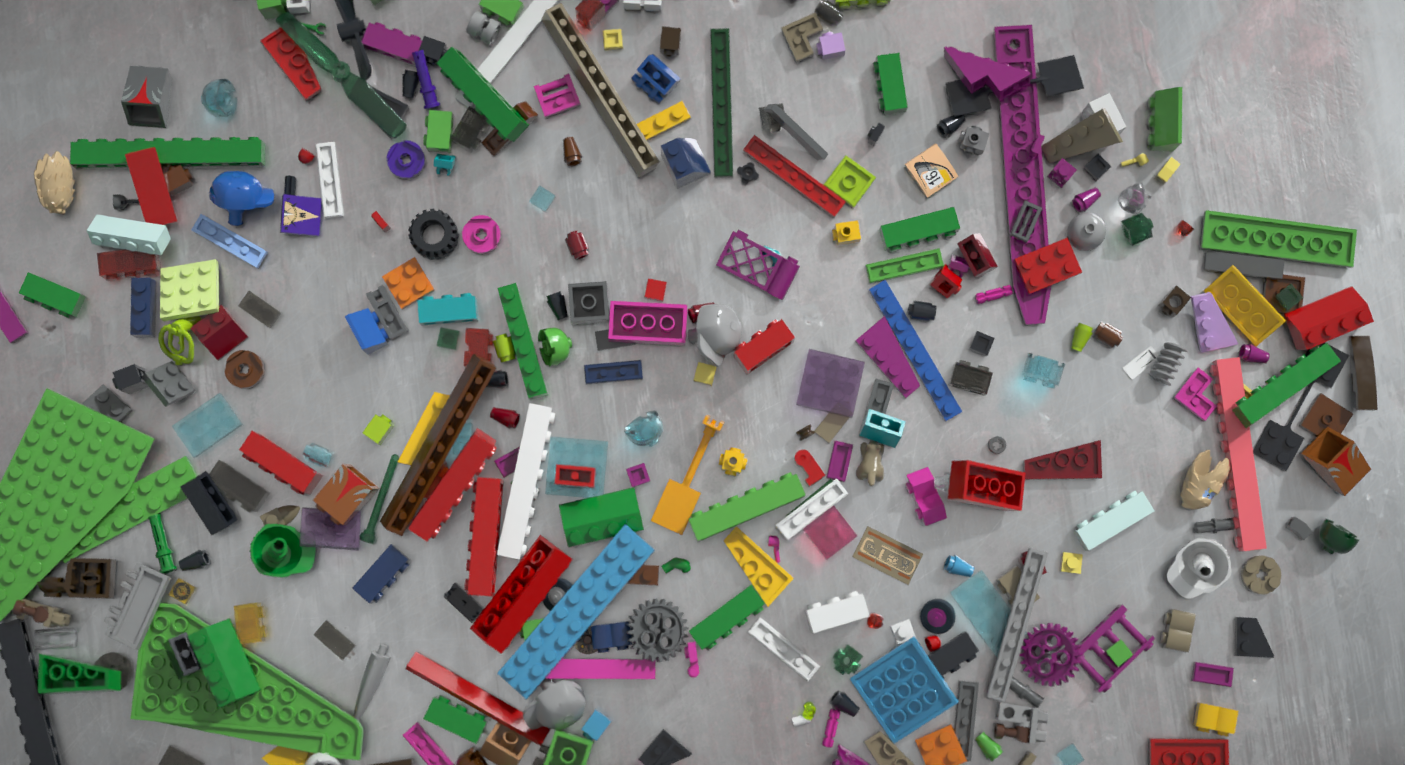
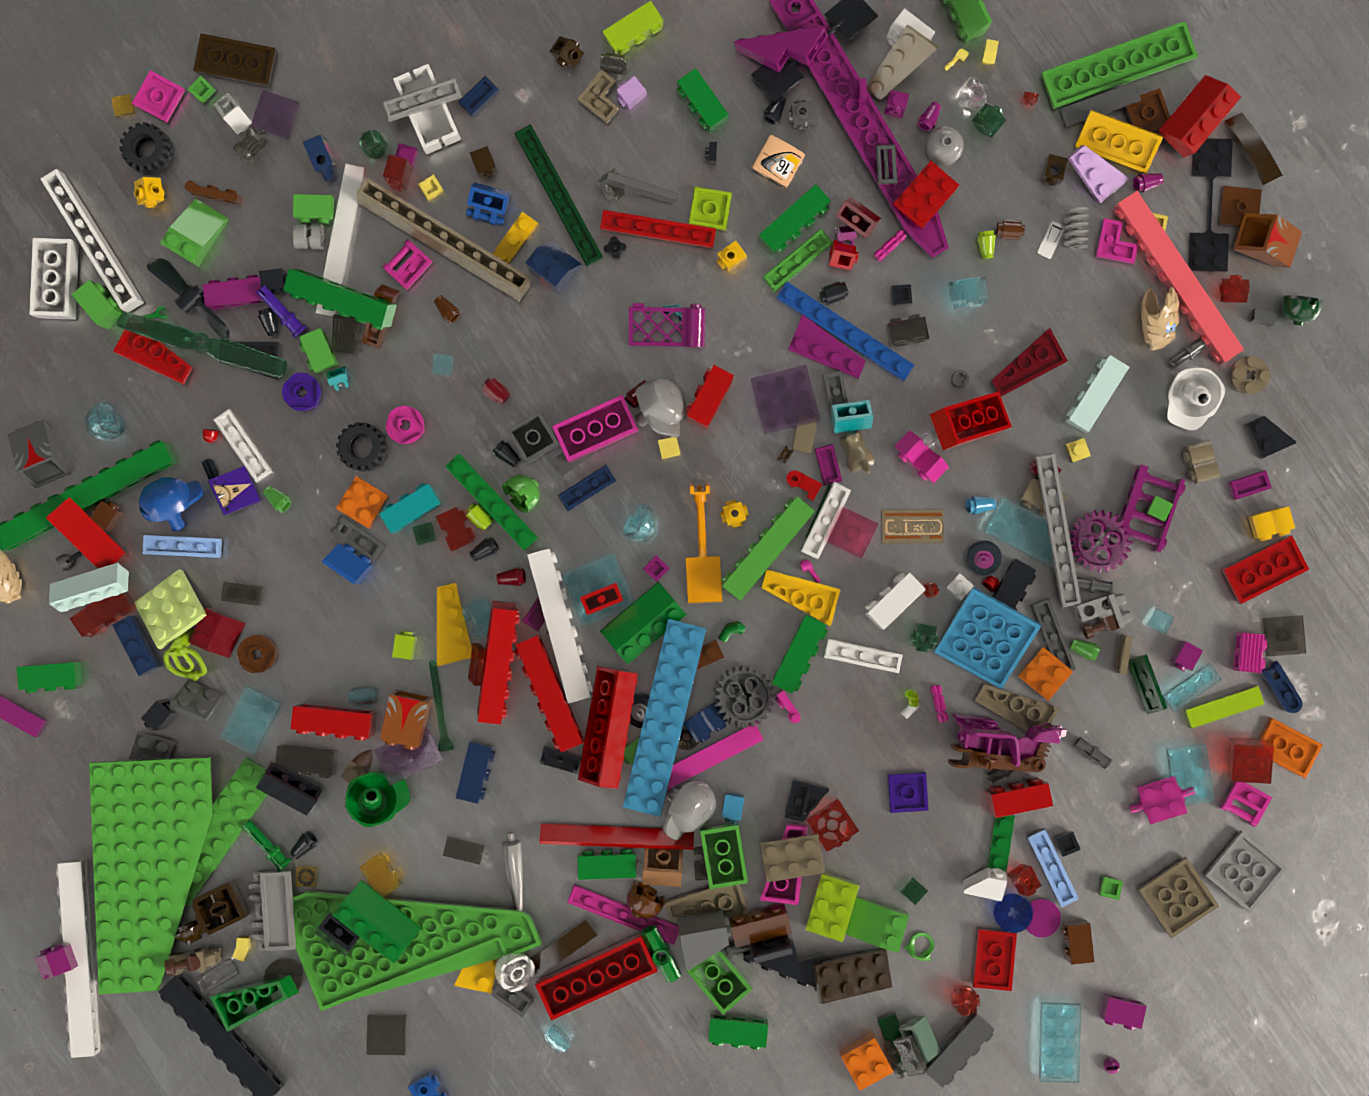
camera: 25 degrees left, 5 degrees up
(91, 625) = (243, 946): none -> light yellow piece
(335, 243) = (277, 499): none -> bright green cone
(380, 221) = (309, 460): red tile -> none
(437, 444) = (465, 633): reddish brown brick -> none
(655, 289) = (586, 395): red tile -> none
(844, 704) = (939, 676): black cone -> none
(1097, 166) = (925, 82): black plate -> none
(1284, 490) = (1234, 289): none -> clear red brick
(1286, 385) = (1191, 194): green brick -> none
(1289, 297) = (1154, 113): clear green plate -> none

